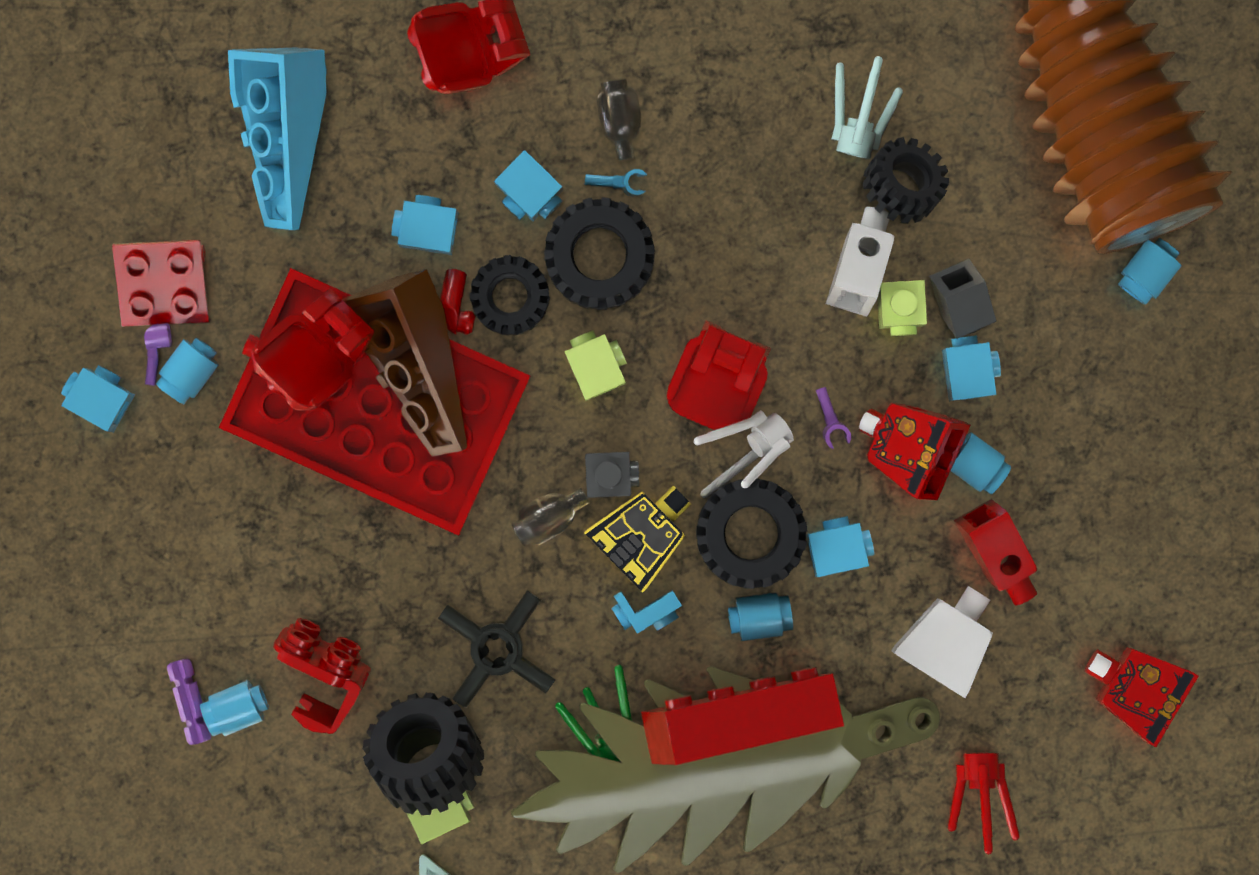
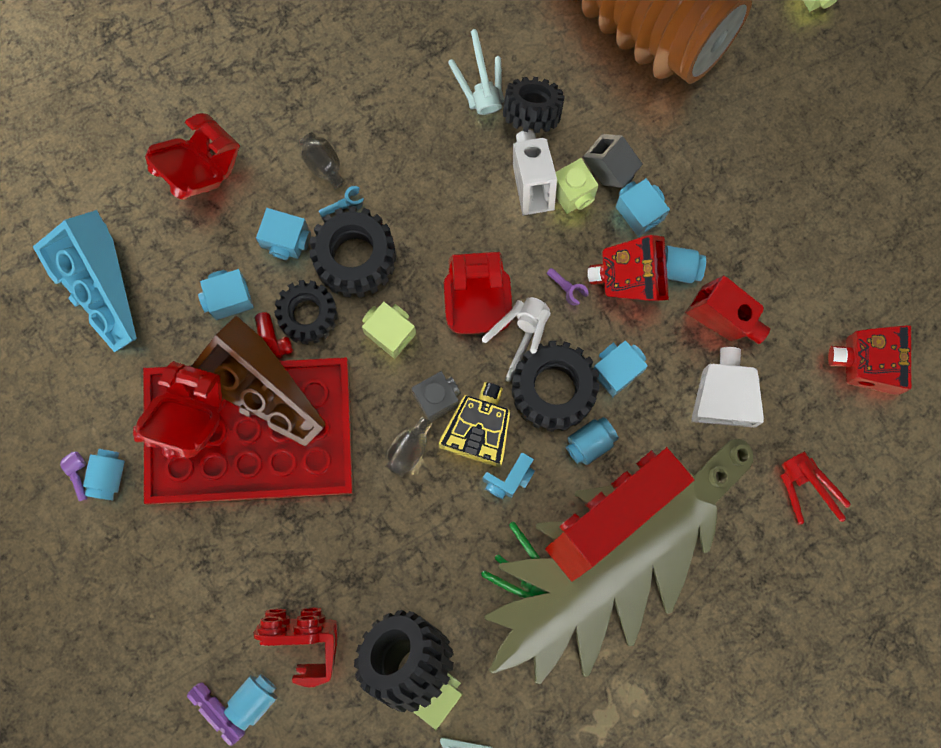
camera: 30 degrees left, 10 degrees down
(97, 397) = (46, 526): medium azure brick -> none
(161, 282) = (56, 423): hinge -> none
(479, 651) = (411, 547): pearl dark grey bar -> none
(1150, 270) = (723, 86): medium azure brick -> none

